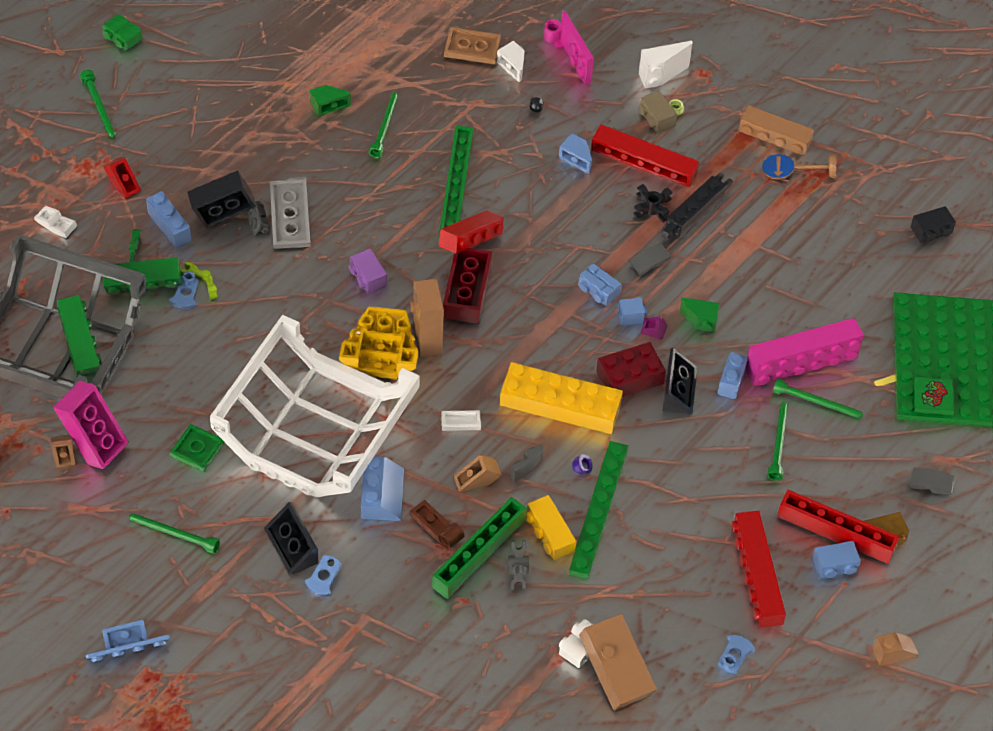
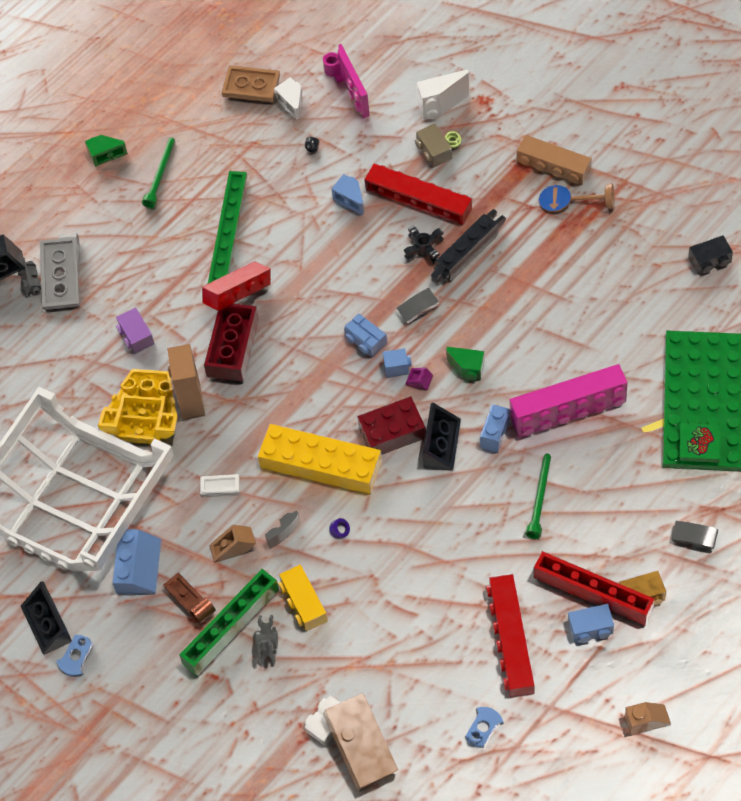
camera: 10 degrees right, 5 degrees up
(598, 510) = (352, 576): green plate -> none
(782, 387) = (546, 438): green piece -> none

